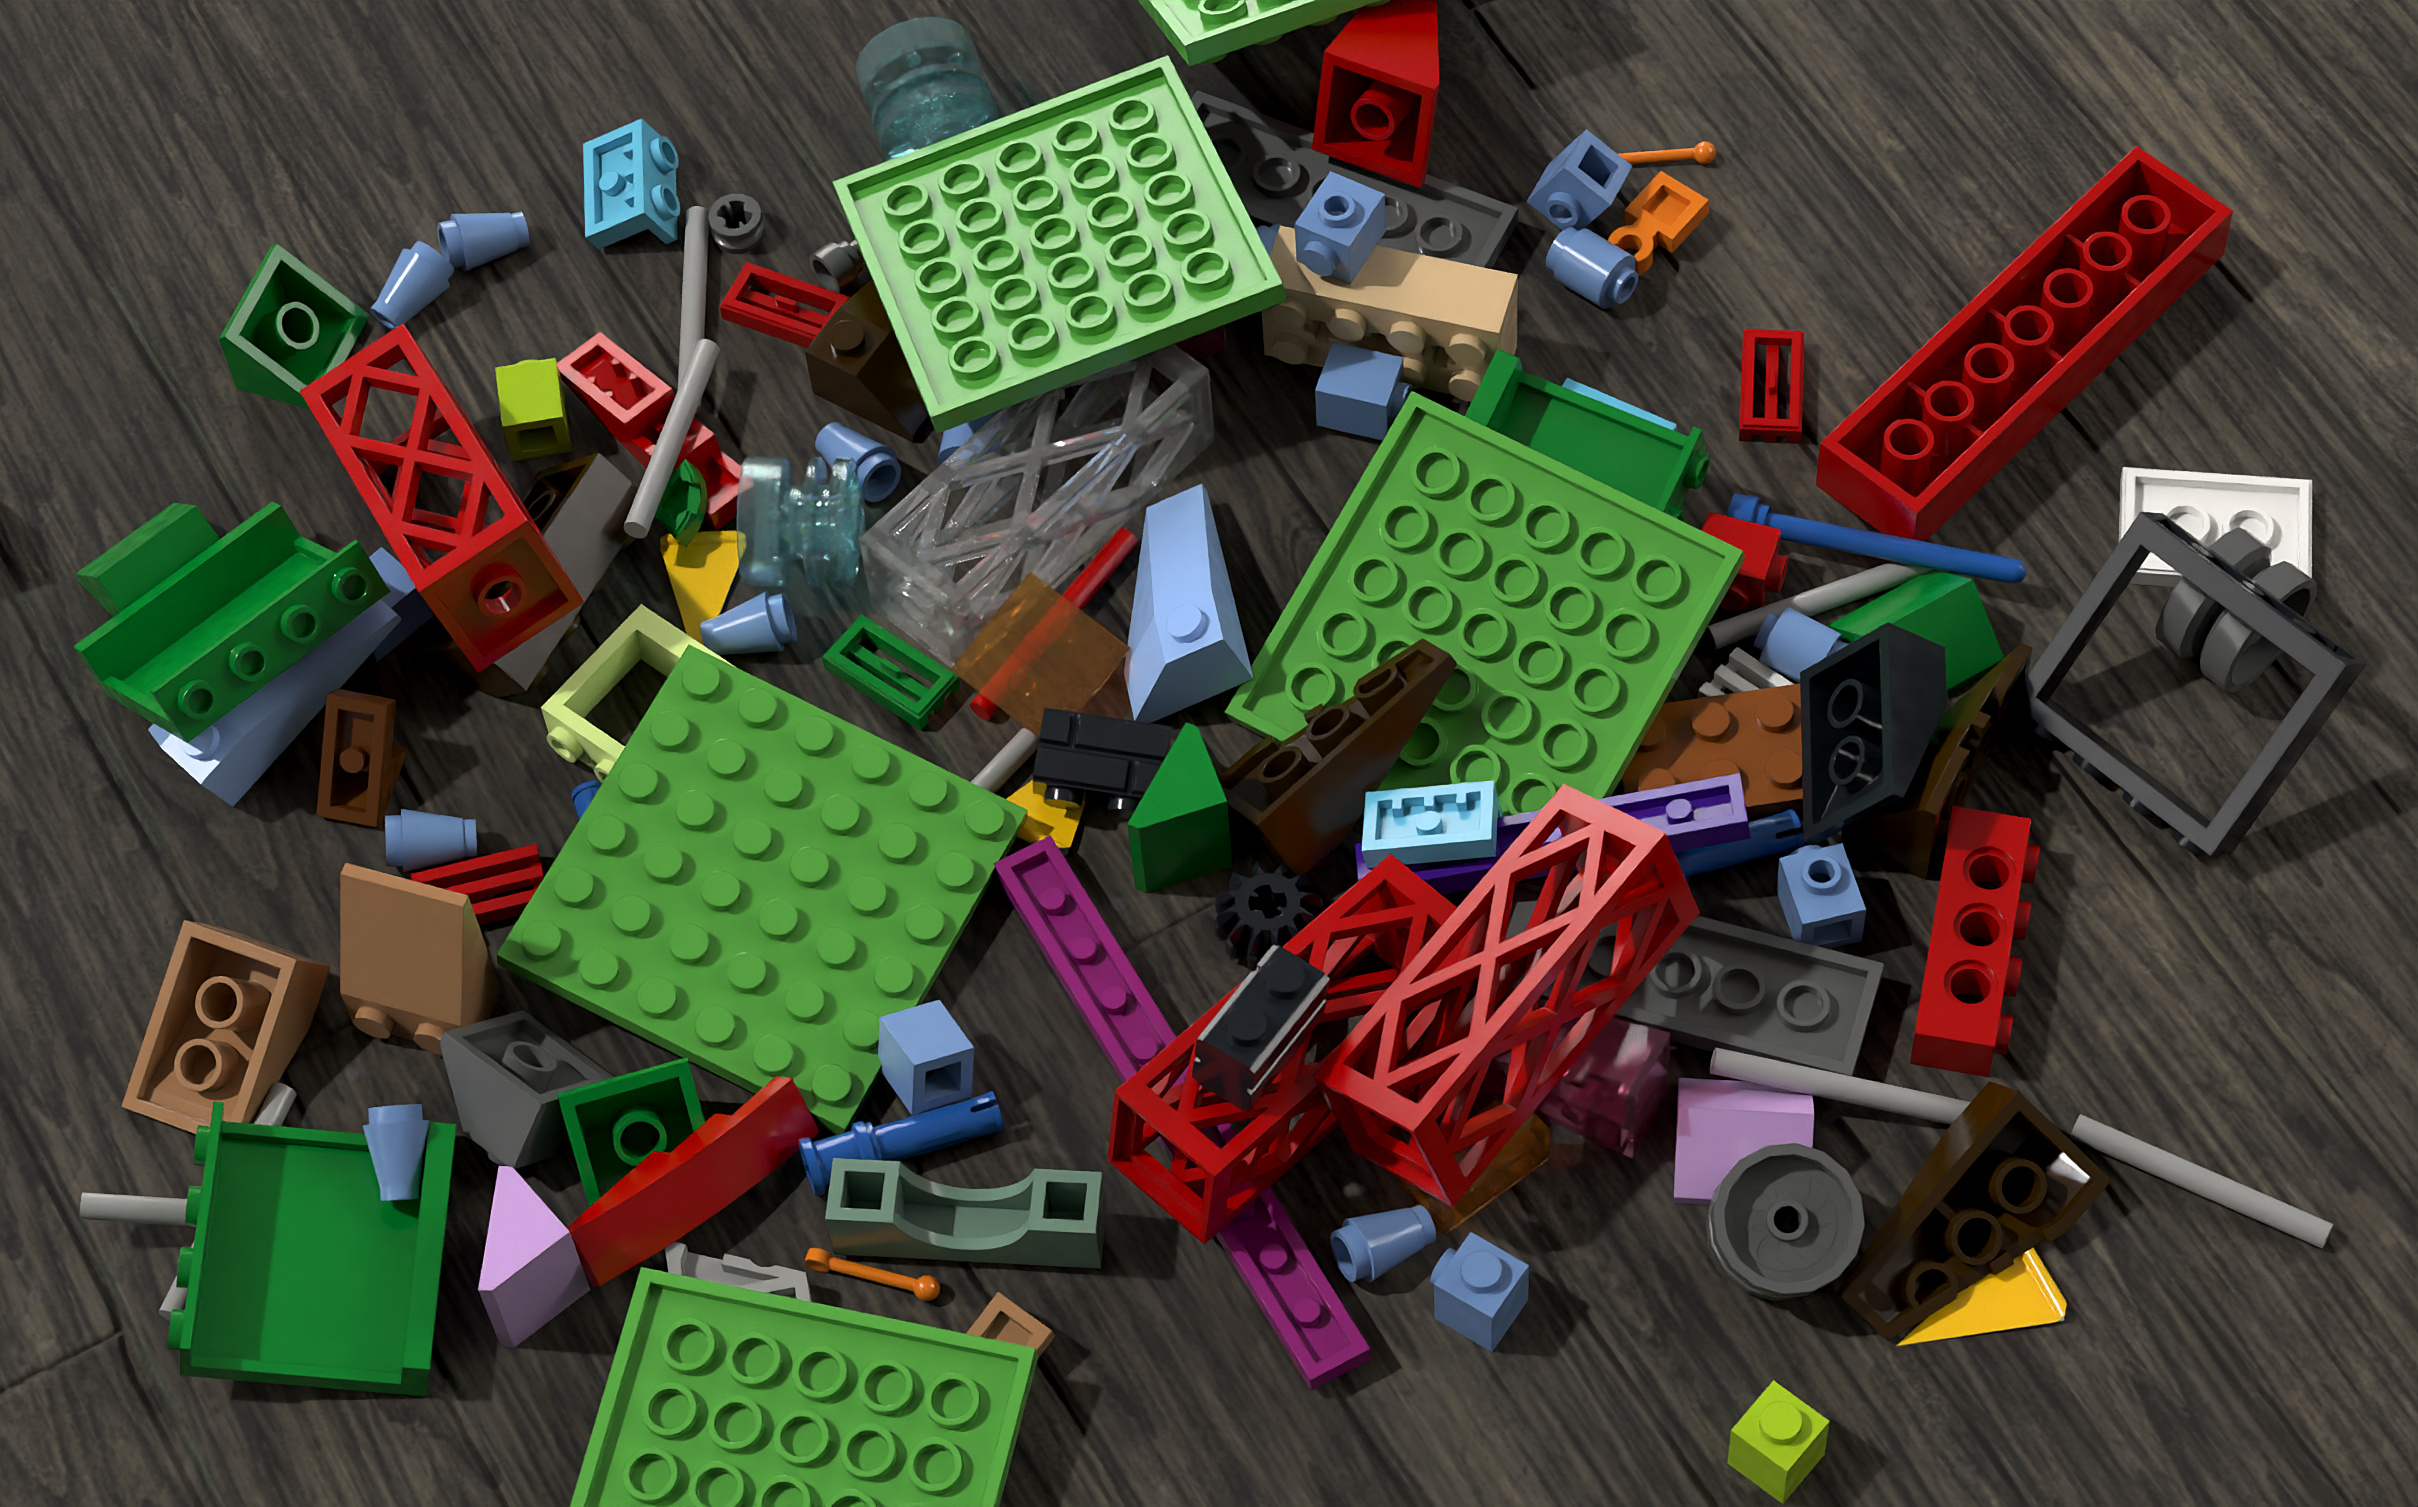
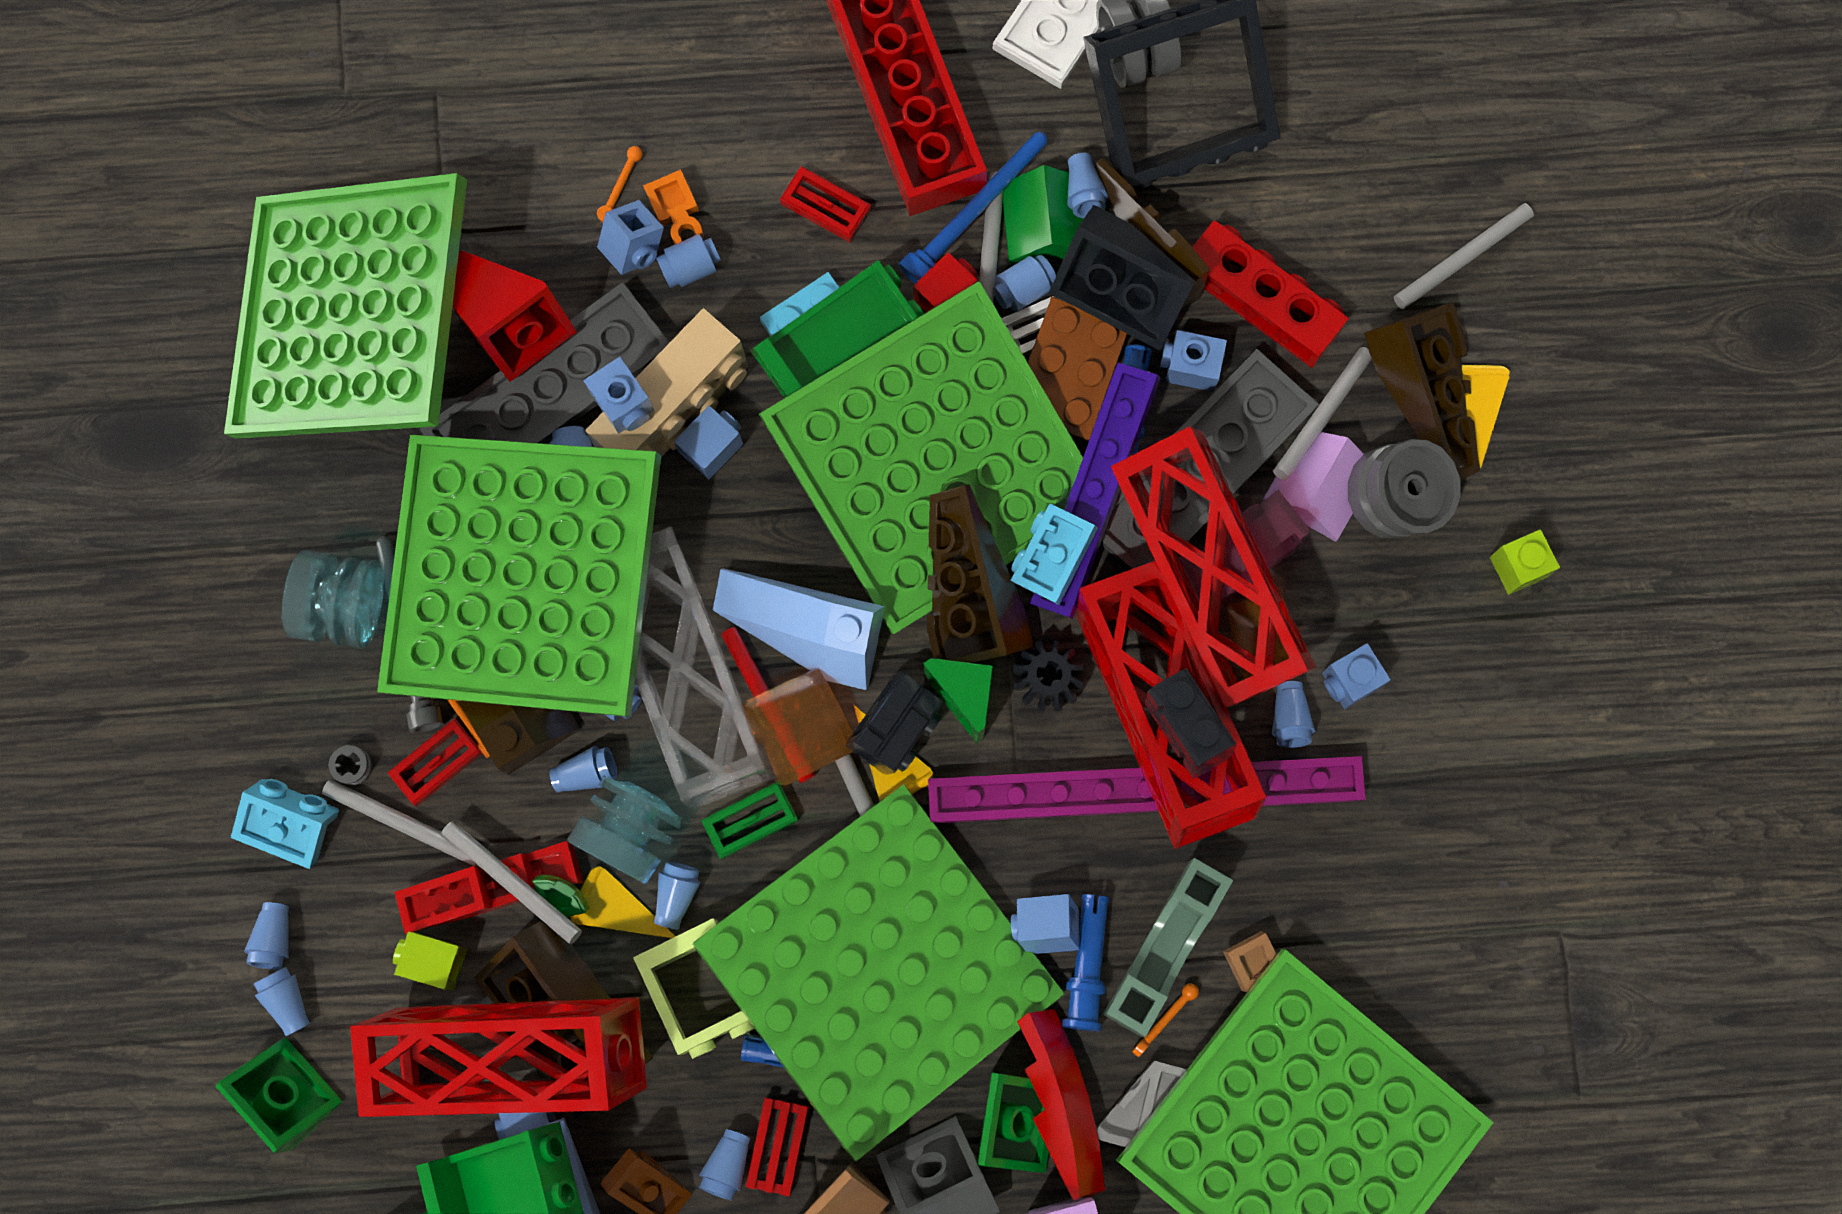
camera: 65 degrees left, 20 degrees up
(1979, 648) = (1084, 185): none -> medium blue cone

